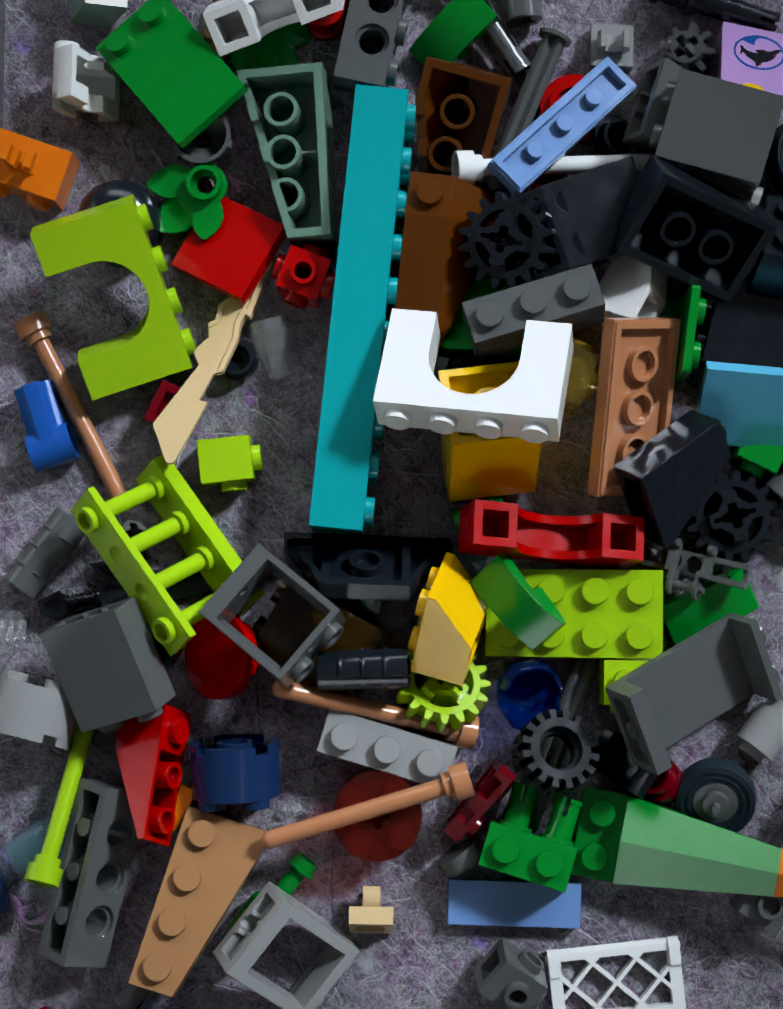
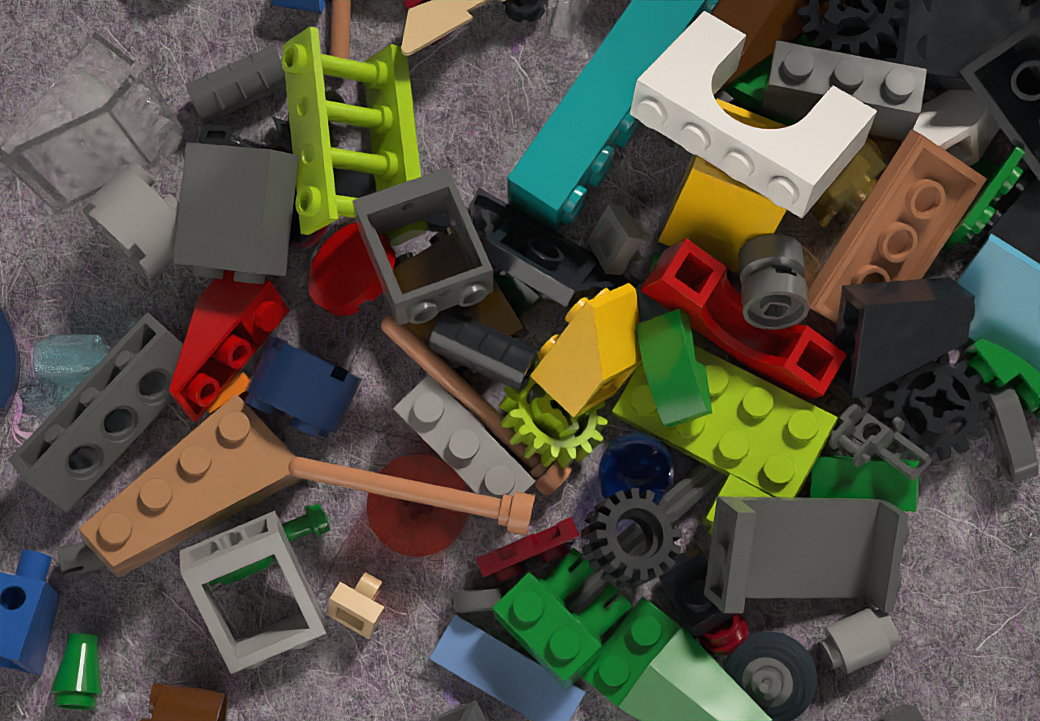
camera: 30 degrees right, 5 degrees down
(45, 868) = (62, 377): lime piece -> none
(229, 462) = (462, 90): lime brick -> none
(417, 517) = (618, 239): none -> light grey tile
(556, 489) = (773, 282): none -> dark grey wheel

